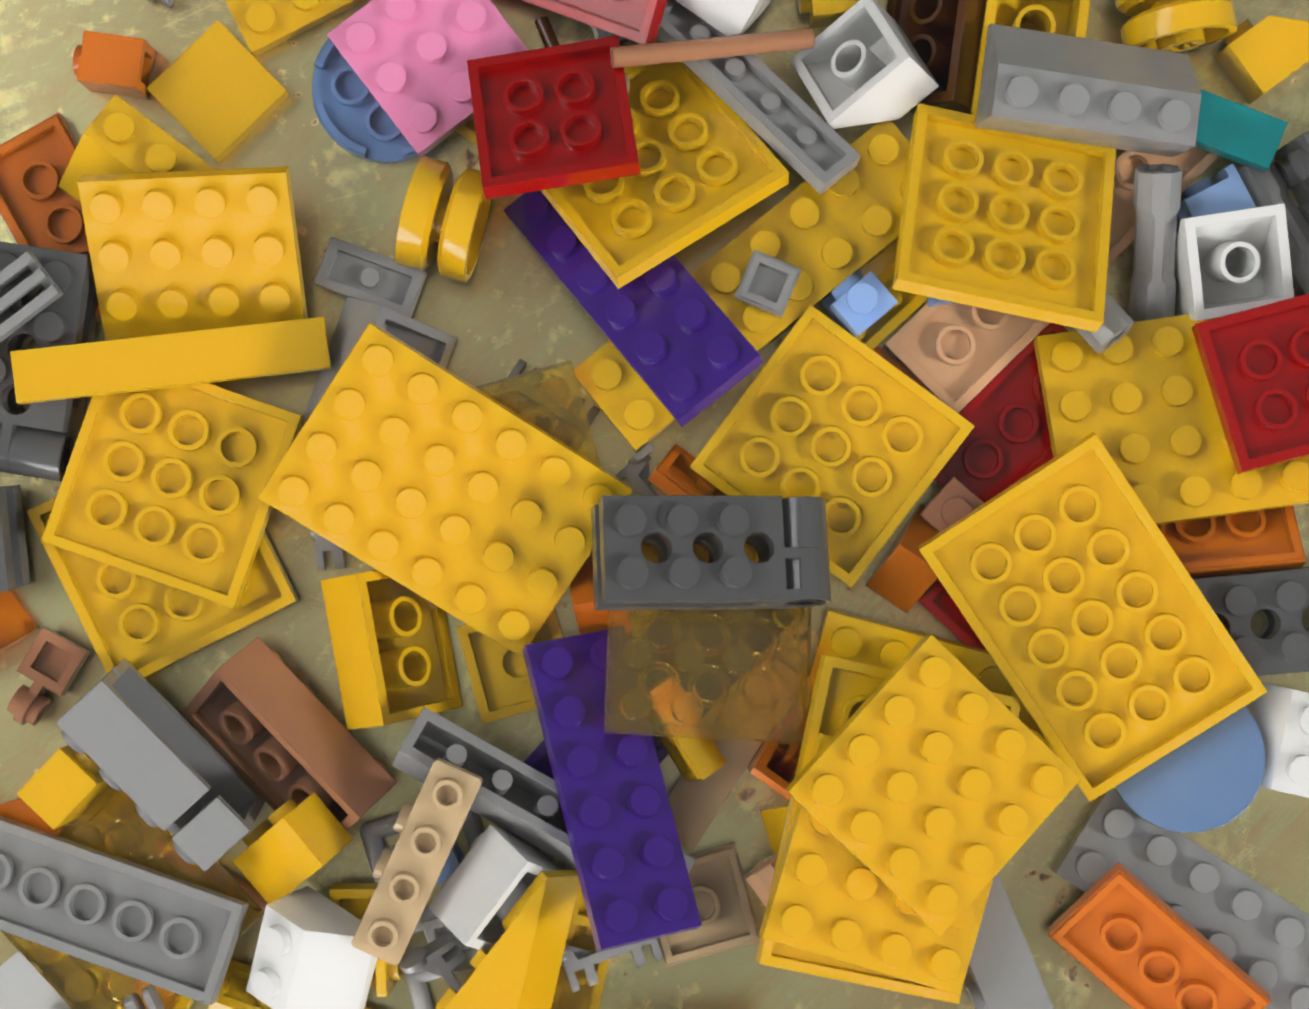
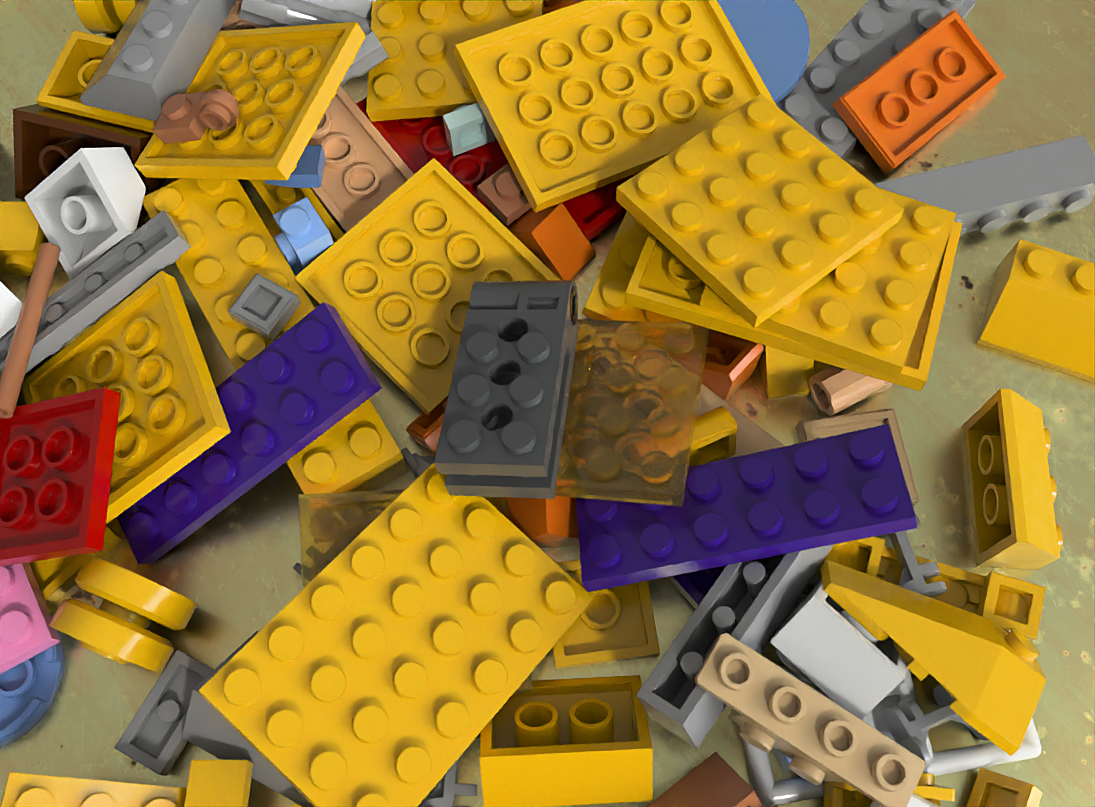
camera: 80 degrees left, 20 degrees down
(976, 157) = (189, 114): none -> nougat plate
(1025, 451) = (467, 129): none -> light aqua plate

